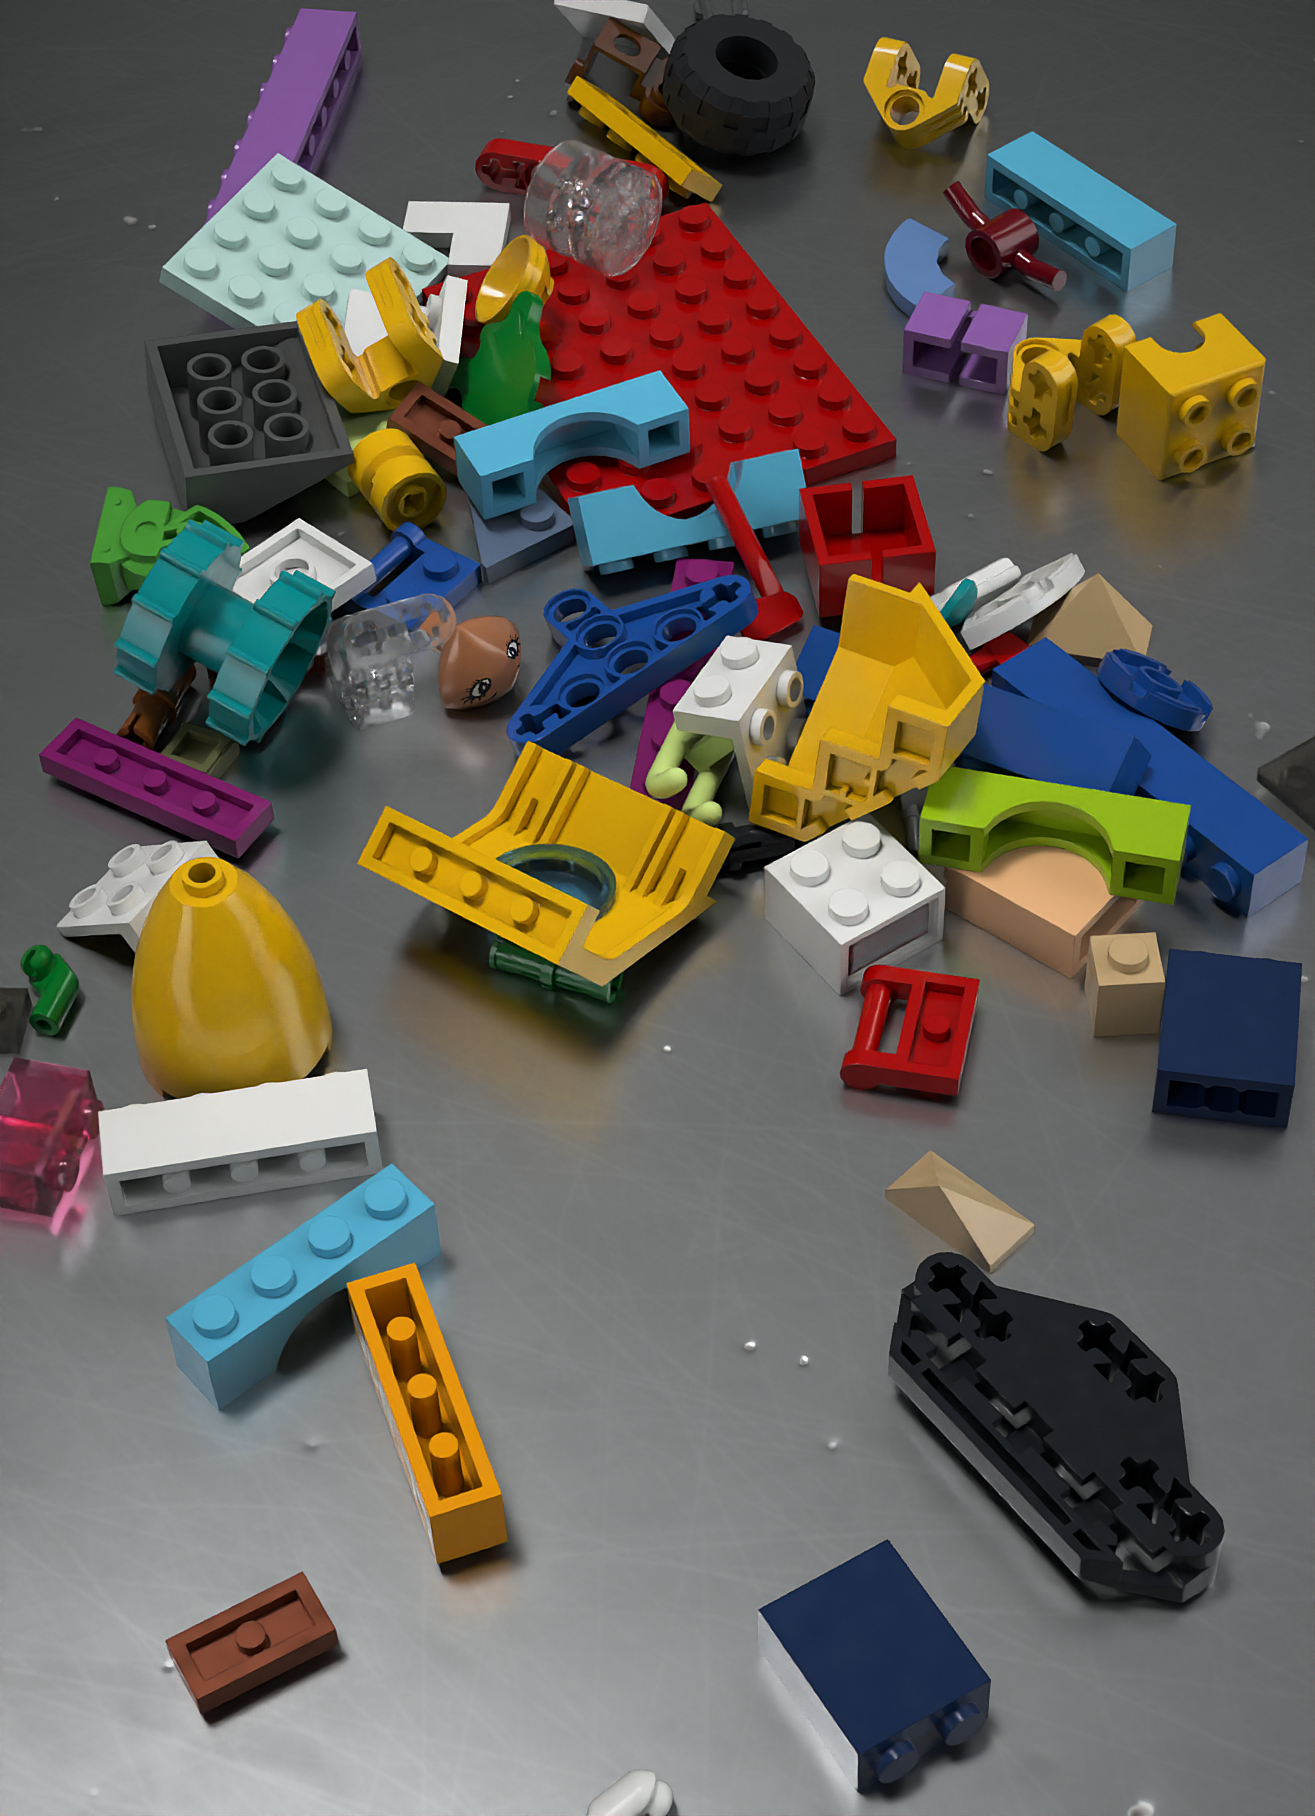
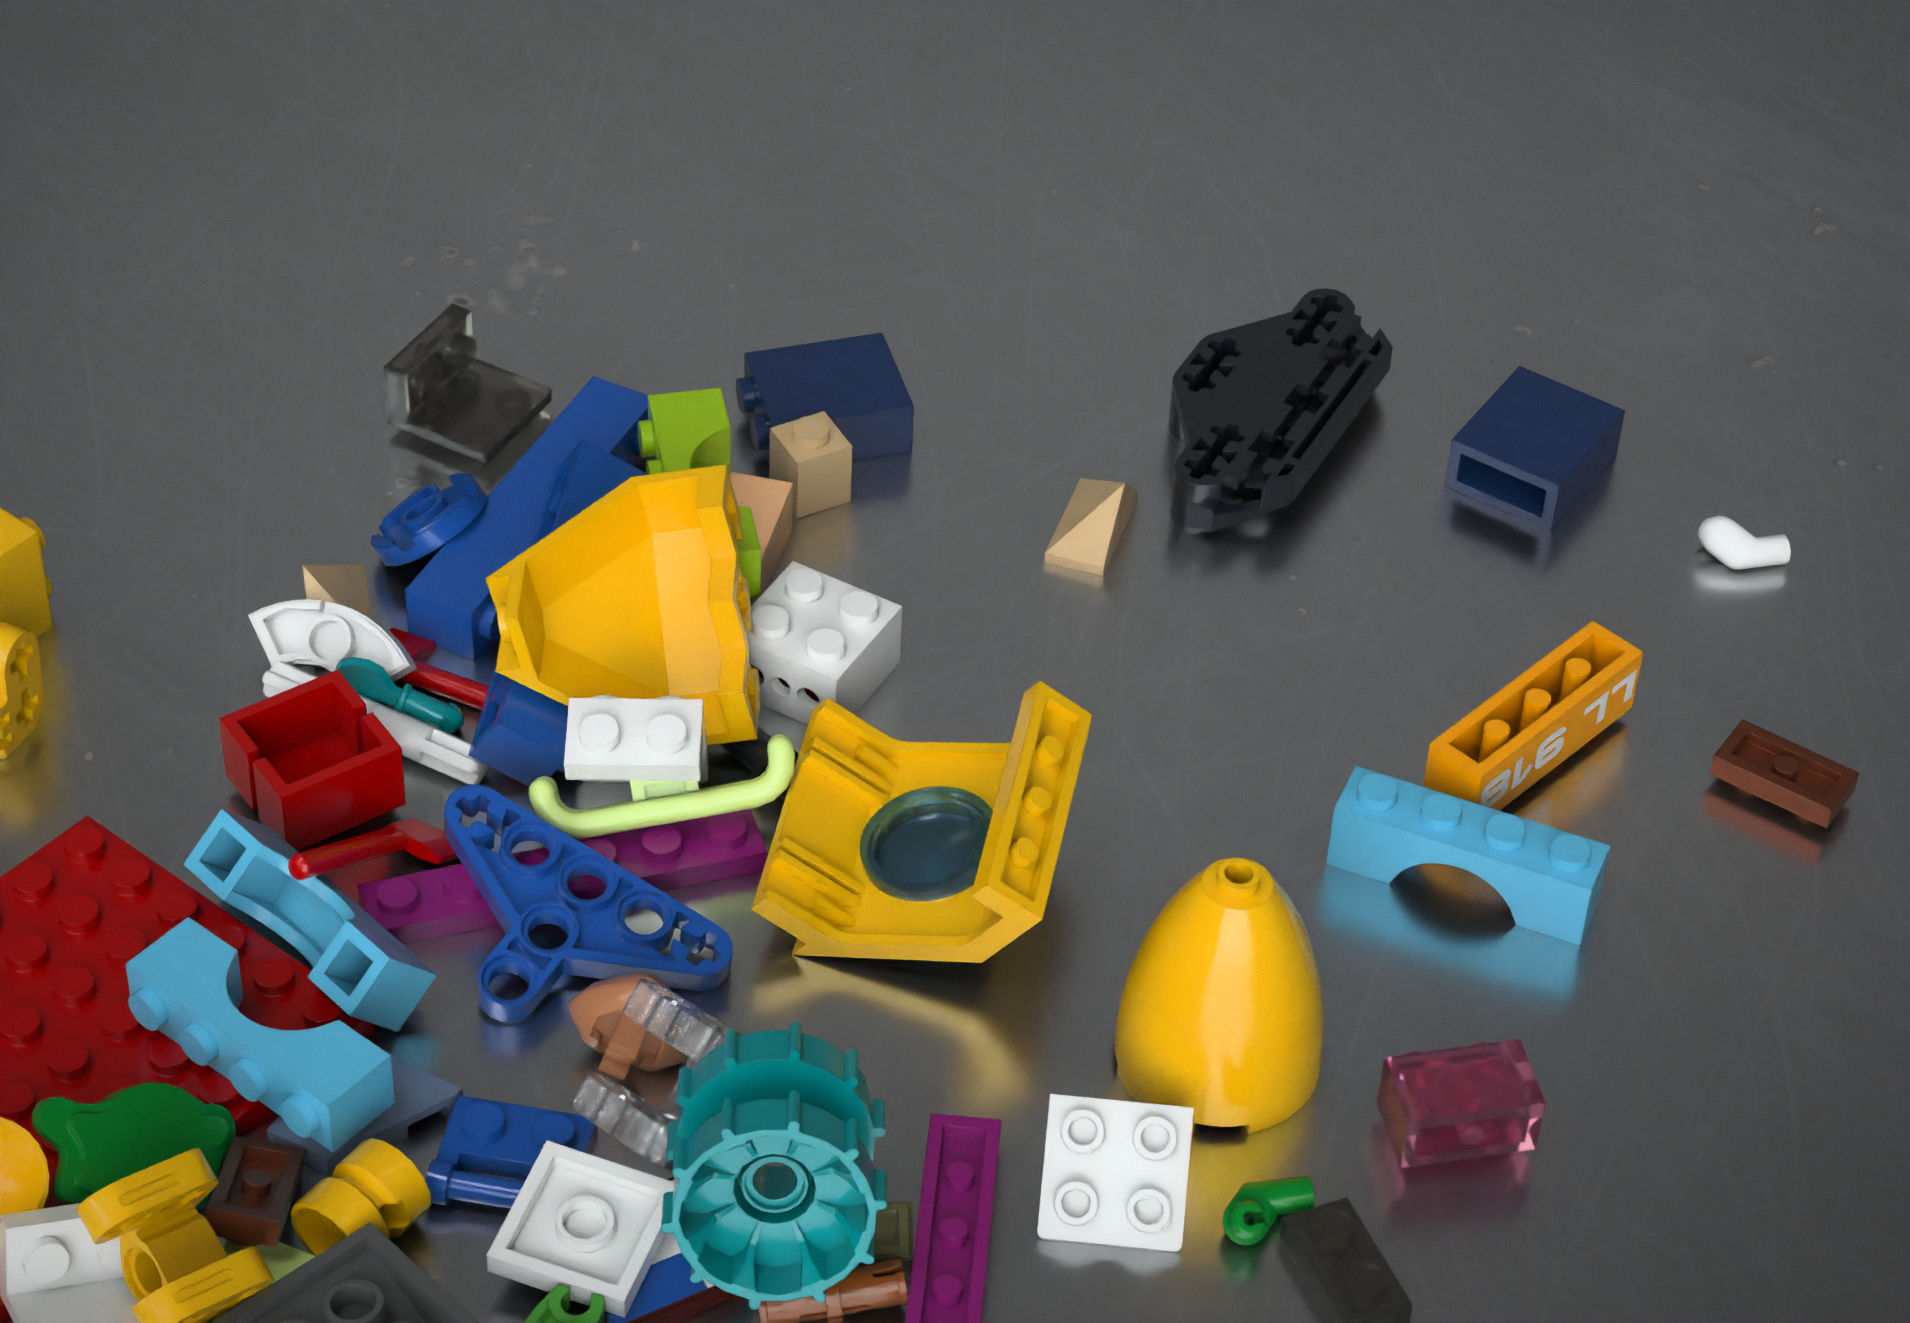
camera: 120 degrees left, 5 degrees down
(239, 1142) = (1368, 975): white brick -> none
(932, 1034) = (932, 572): red plate -> none

